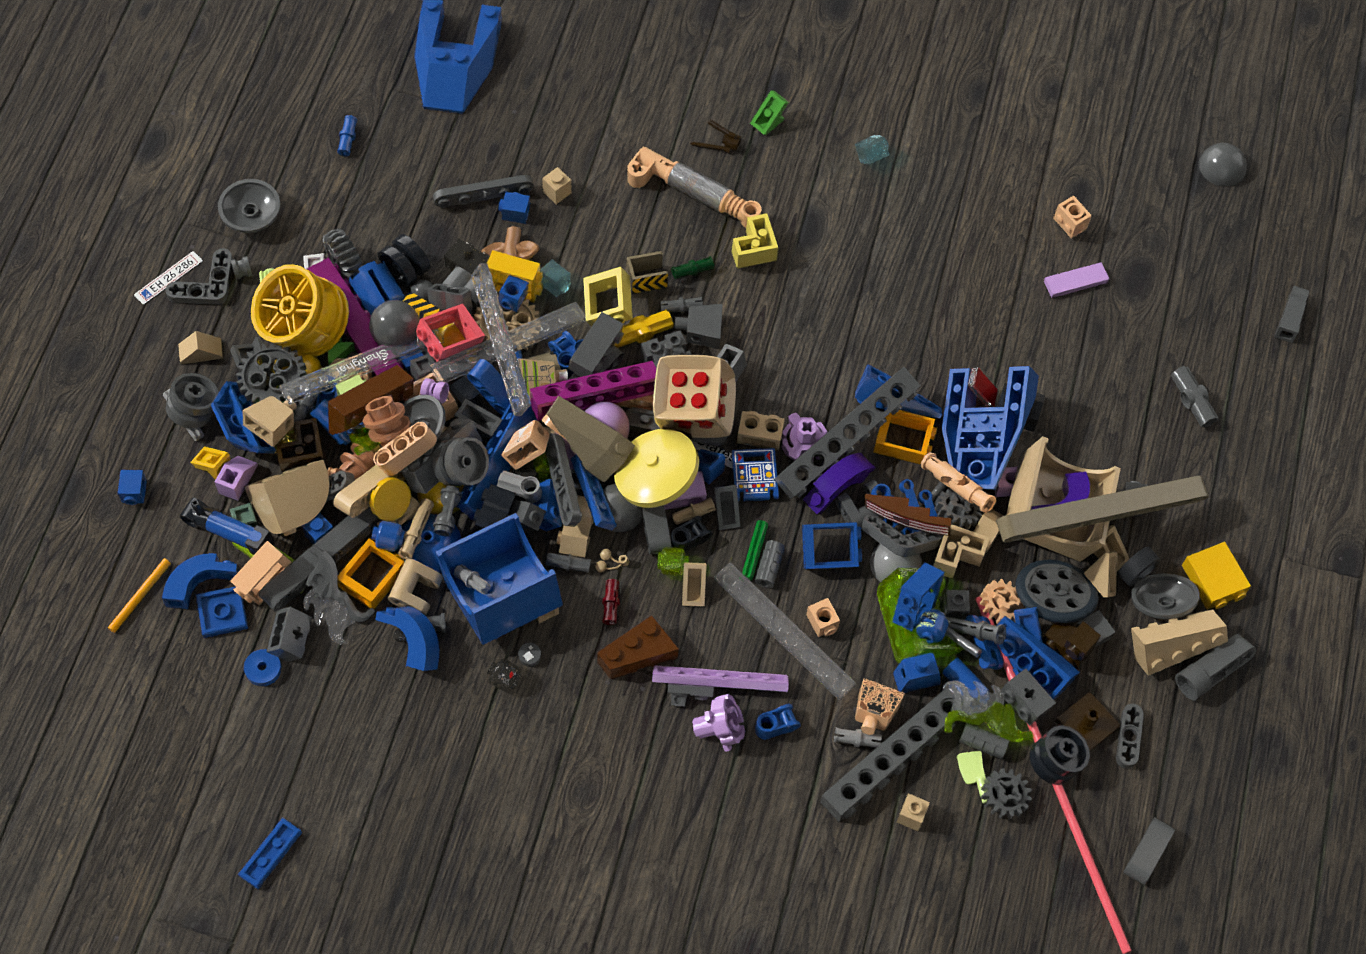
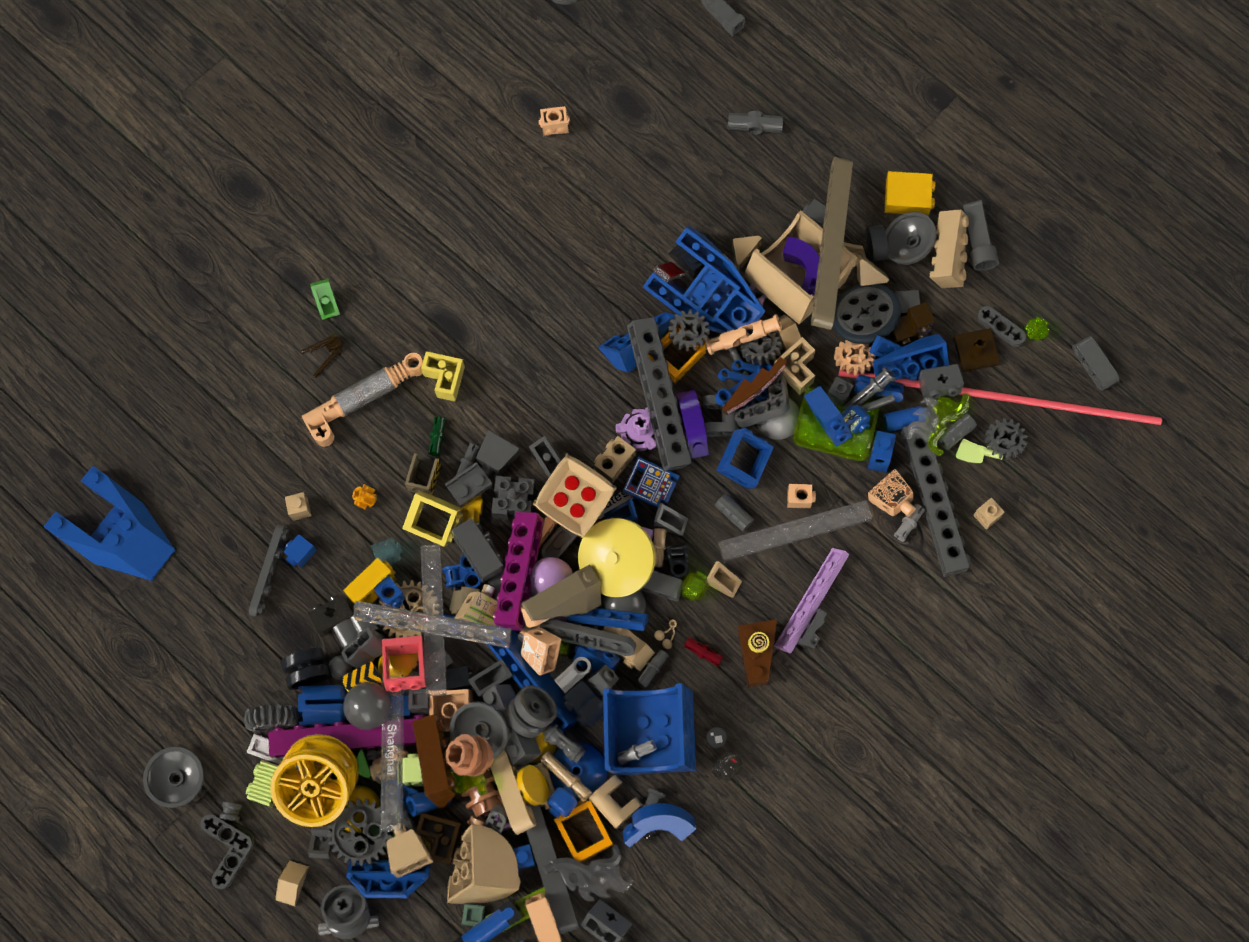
camera: 55 degrees left, 10 degrees up
(167, 277) = (201, 880): white sticker -> none
(211, 460) = (409, 920): yellow slope -> none
(234, 476) = (435, 904): lavender slope -> none
(347, 135) = (144, 659): blue pin -> none
(405, 448) = (506, 742): light nougat beam -> none
(438, 390) = (452, 701): lavender wheel -> none
(490, 385) = (466, 653): blue beam -> none
(512, 247) = (338, 573): medium nougat plant -> none
(597, 234) = (364, 496): none -> light orange gear
(643, 639) = (758, 642): none -> tile
(658, 312) = (468, 484): none -> dark grey plate
(721, 721) = (851, 618): lavender piece -> none
(755, 549) = (714, 517): green axle -> none
(780, 719) = (868, 572): blue piece -> none
(872, 149) = (406, 237): clear light blue brick -> none
(921, 422) = (688, 338): none -> dark grey gear
(1058, 447) = (744, 248): none -> tan slope
(1059, 755) = (998, 384): black wheel -> none
(1076, 280) = (607, 150): lavender tile -> none
(1149, 771) = (1037, 328): none -> clear neon green gear

